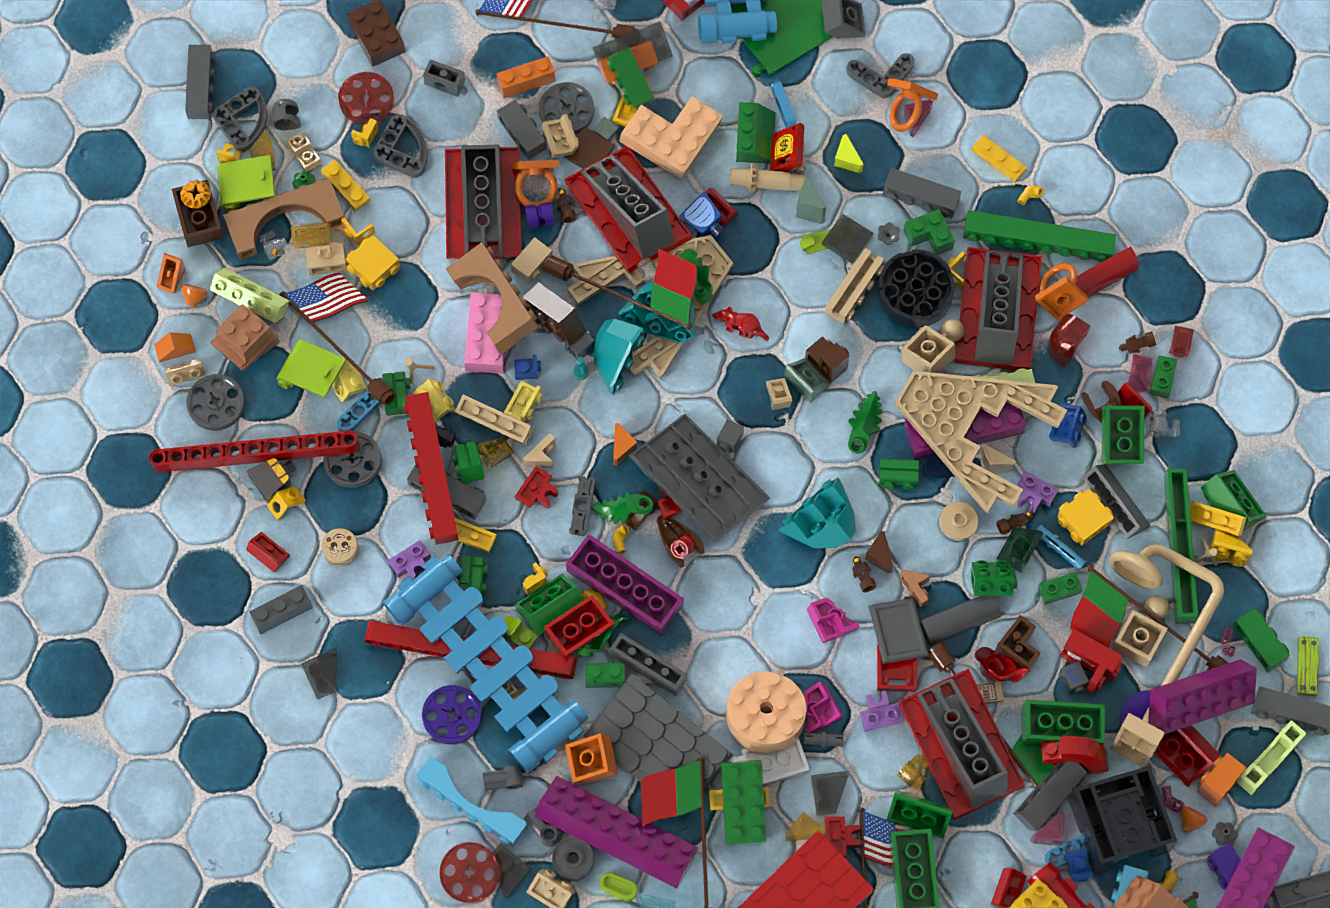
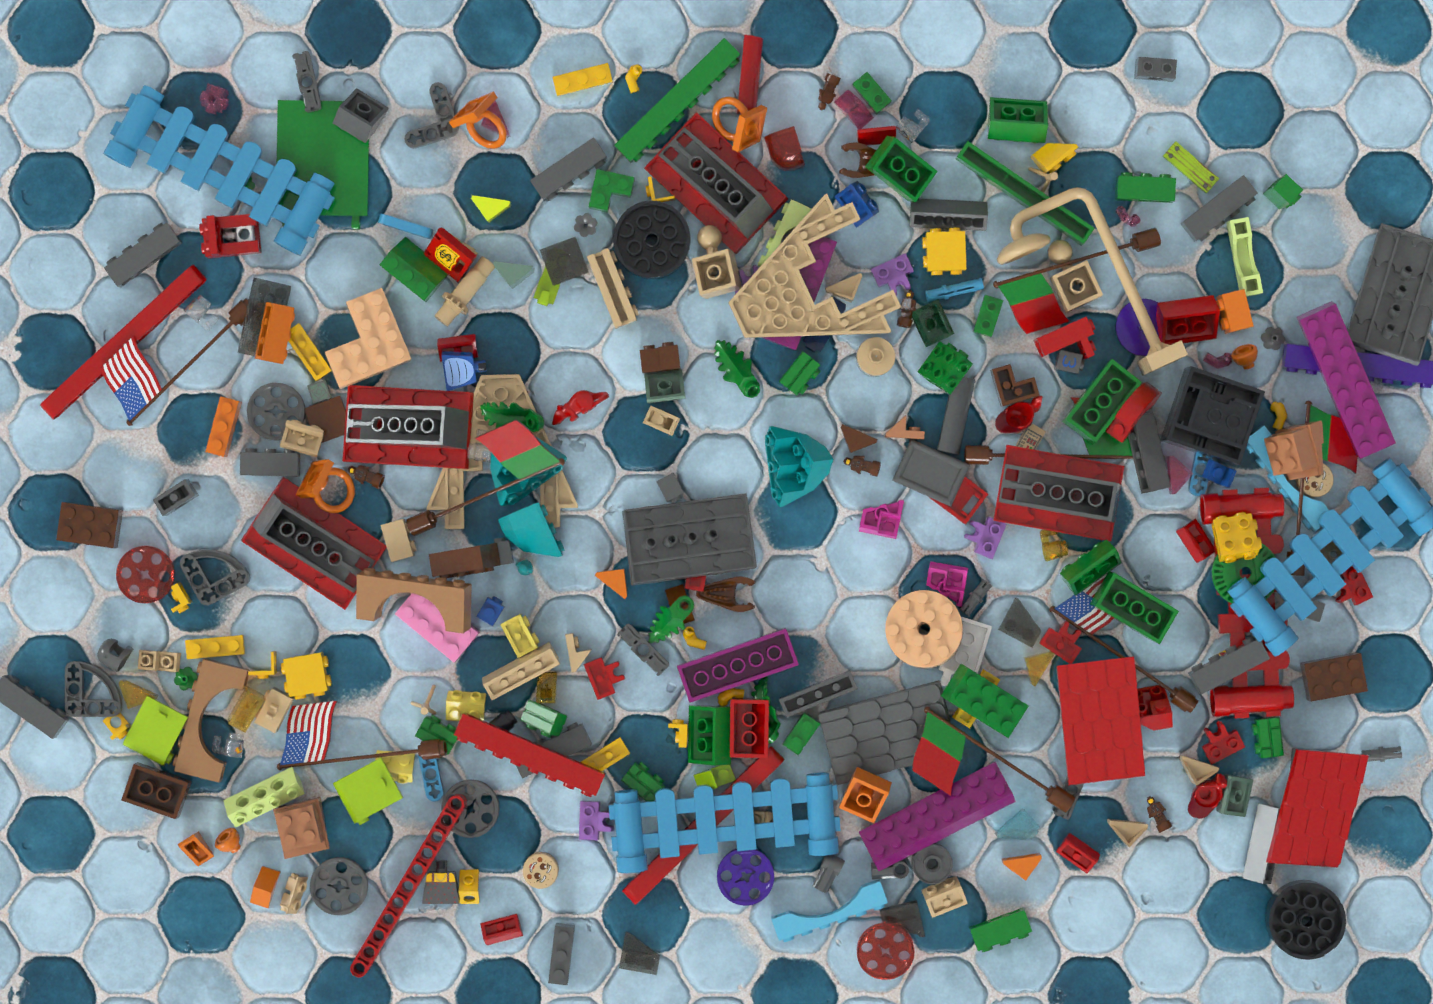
camera: 55 degrees left, 20 degrees up
(200, 199) = (150, 783): light orange gear -> none
(539, 215) = (361, 505): dark purple wheel -> none
(618, 886) = (977, 842): lime tile -> none
(629, 77) = (293, 344): green brick -> none
(683, 546) = (740, 596): red wheel -> none
(1181, 341) = (853, 55): clear red brick -> none
(1202, 696) = (1165, 279): magenta brick -> none
(1217, 518) = (1024, 147): yellow plate -> none

